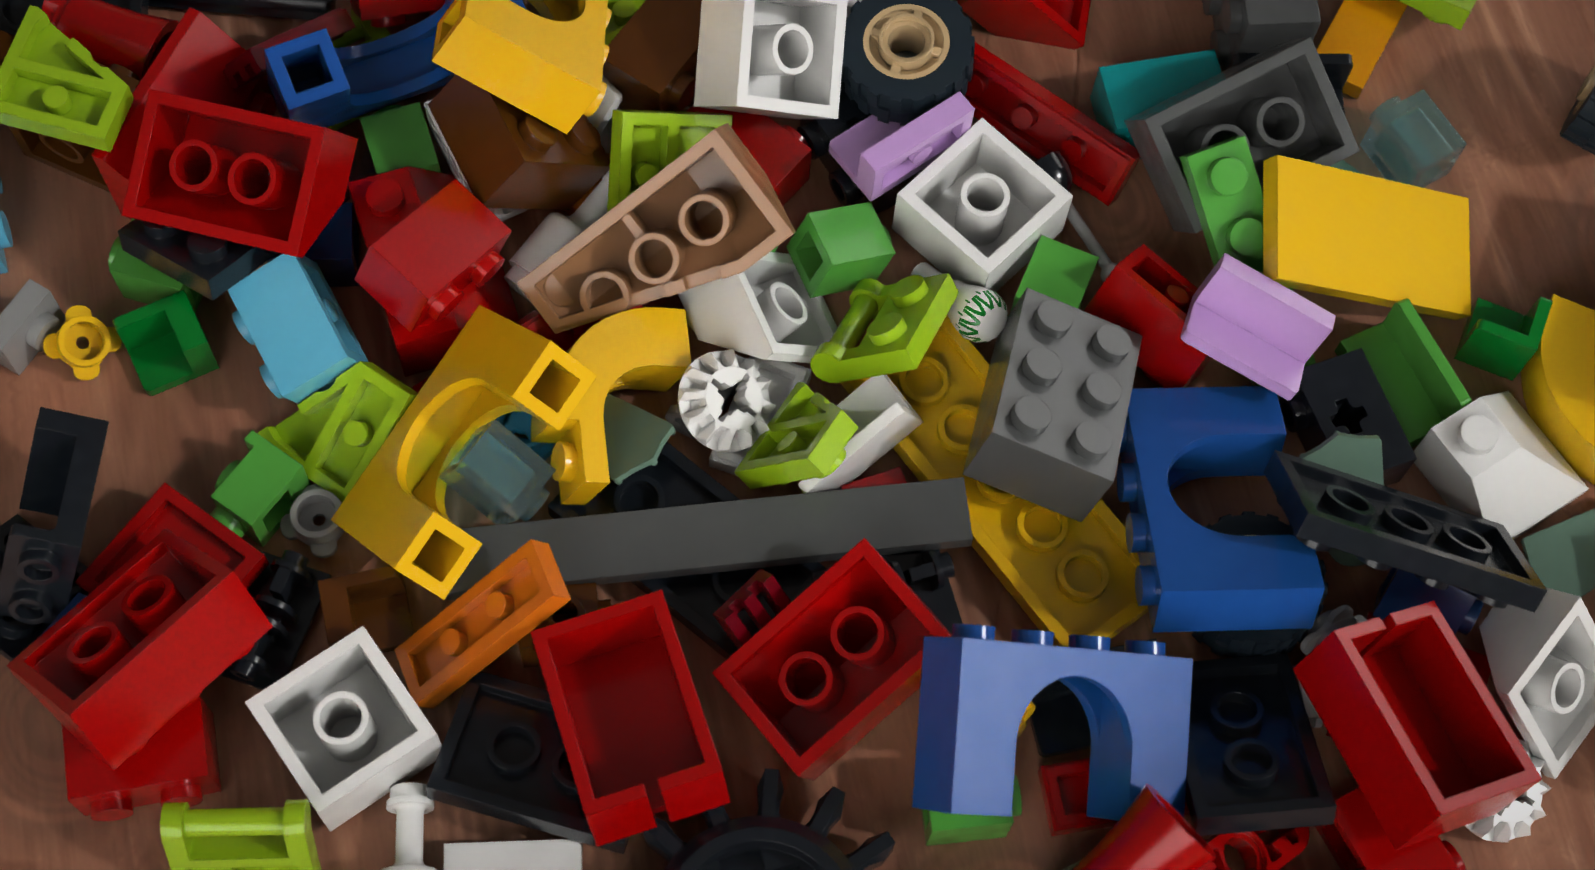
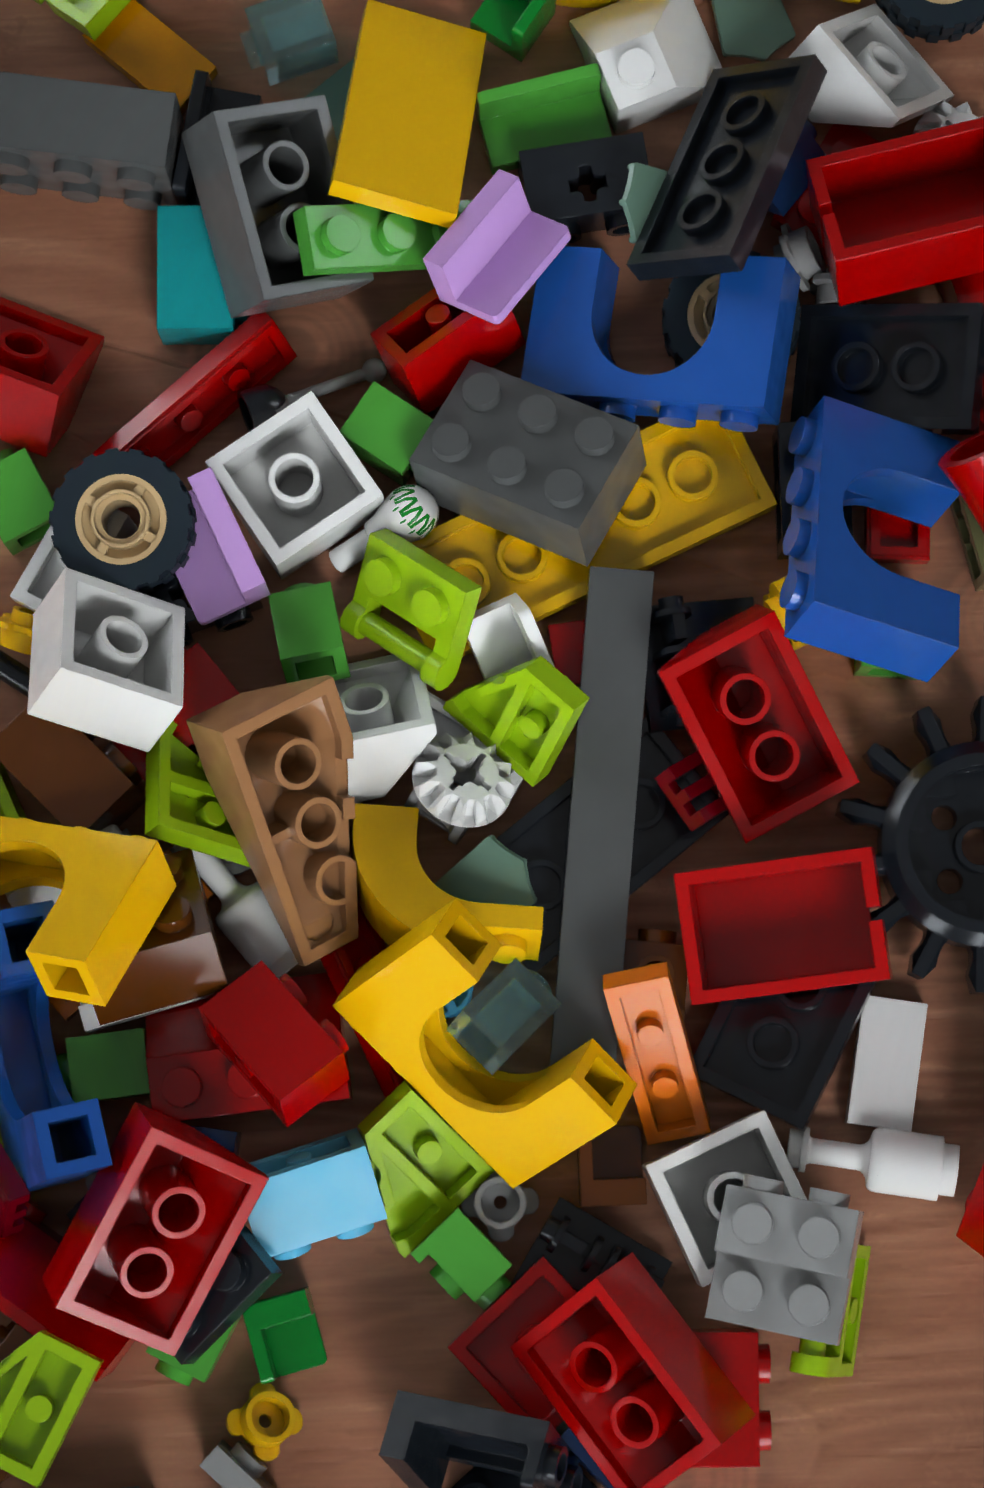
camera: 75 degrees left, 15 degrees up
(277, 768) = (784, 1260): none -> light grey plate

